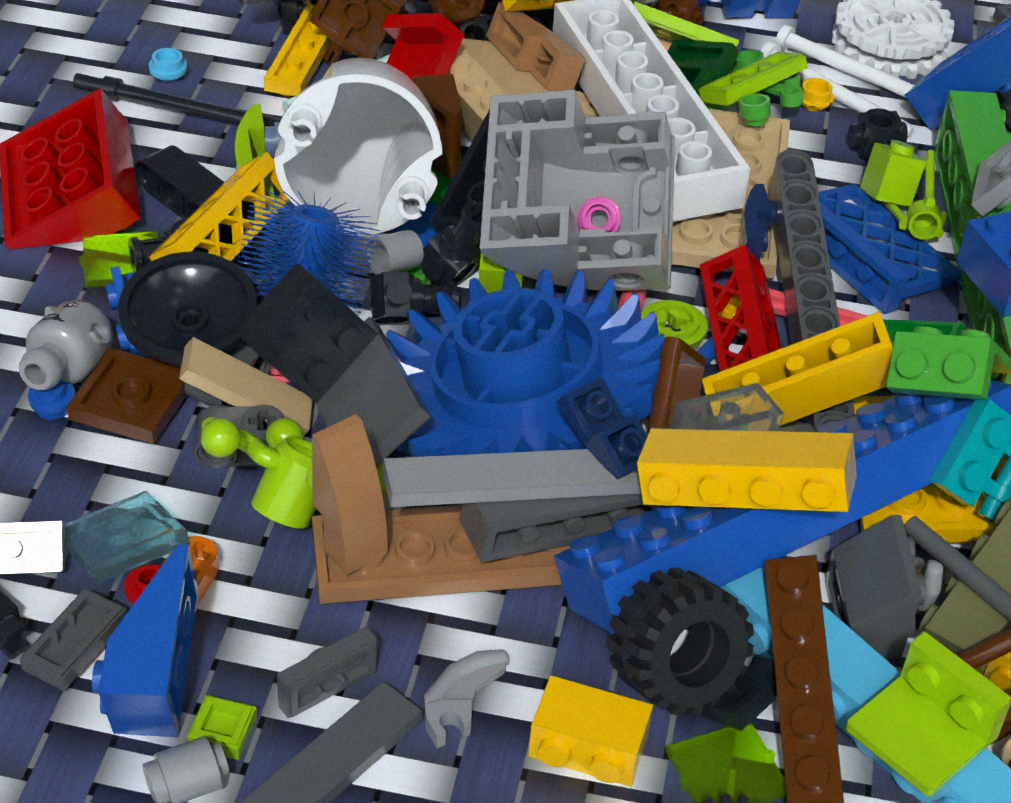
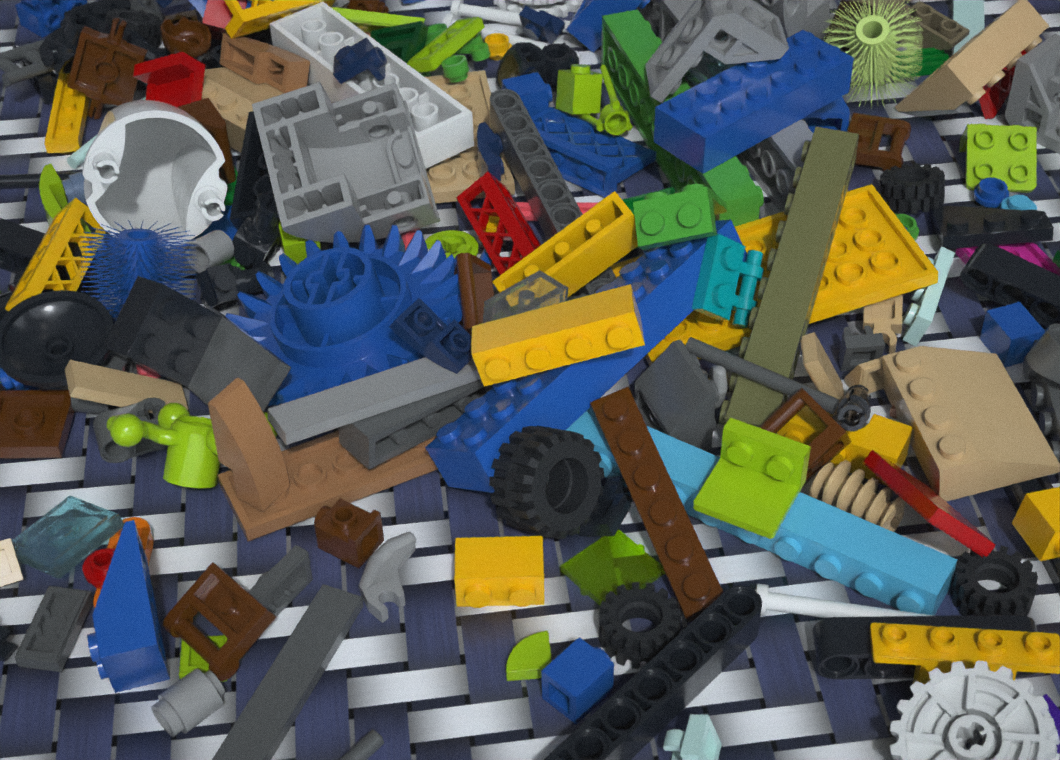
camera: 15 degrees left, 0 degrees up
(264, 680) = (229, 610): none -> reddish brown plate
(434, 628) = (348, 532): none -> reddish brown brick
(599, 204) = (363, 169): dark pink plate -> none
(636, 71) = (357, 58): none -> dark blue bracket
(832, 127) = (520, 60): none -> black rock
(833, 161) = (532, 91): none -> blue brick
(876, 83) = (541, 25): none -> dark blue bracket

